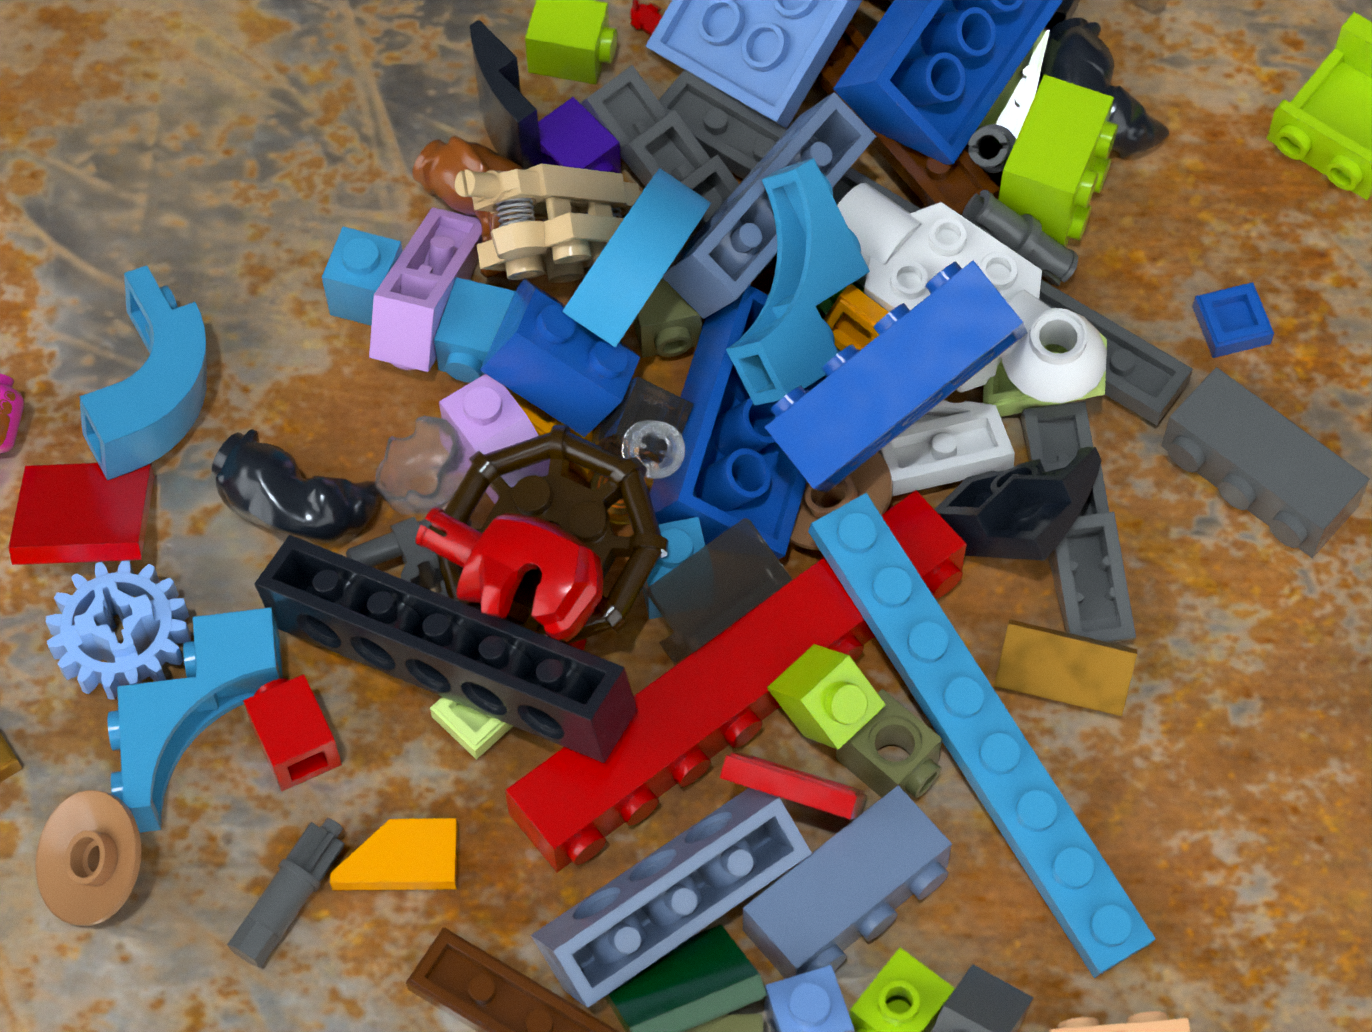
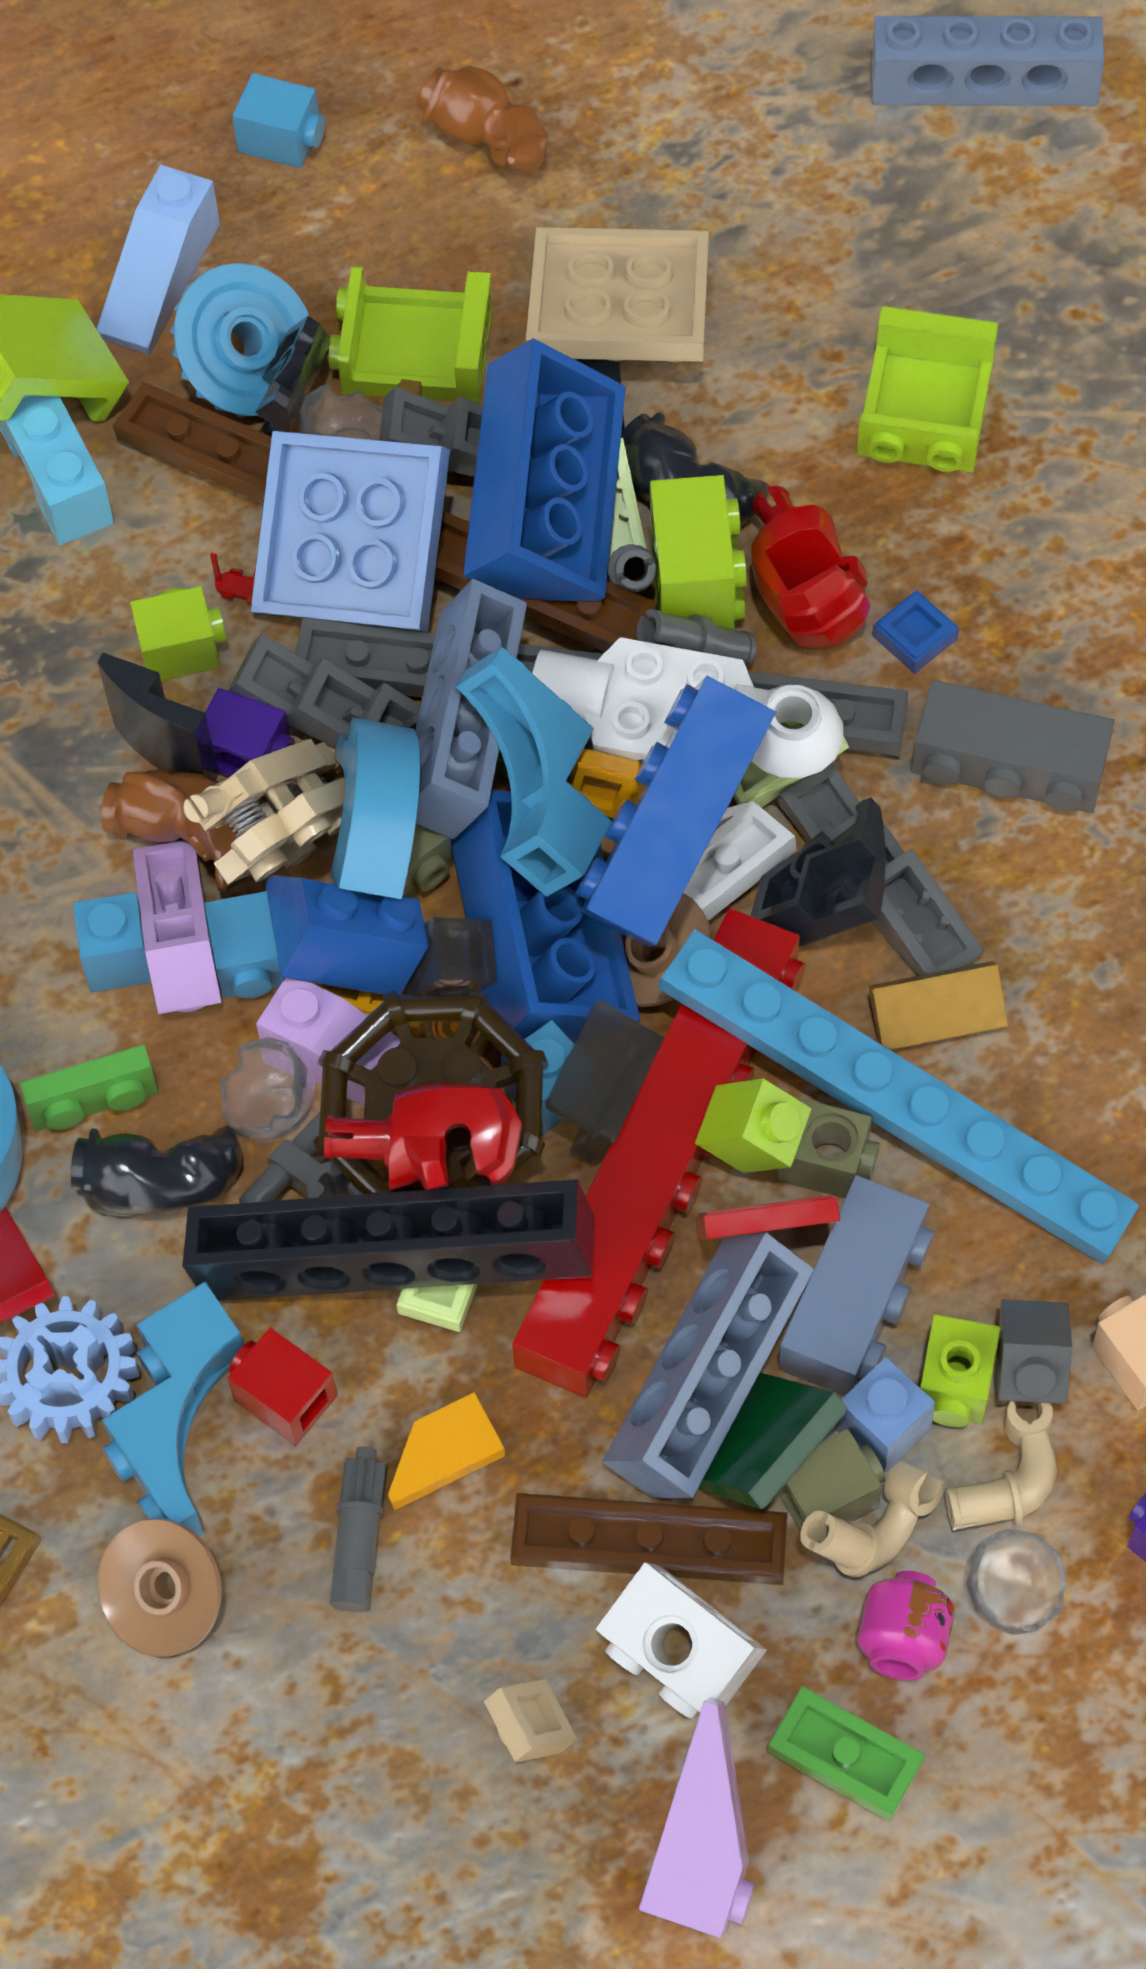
camera: 25 degrees left, 0 degrees up
(275, 394) = (101, 1084): none -> bright green plate
(673, 456) = (499, 968): clear bush -> none
(1154, 224) = (804, 575): none -> red piece

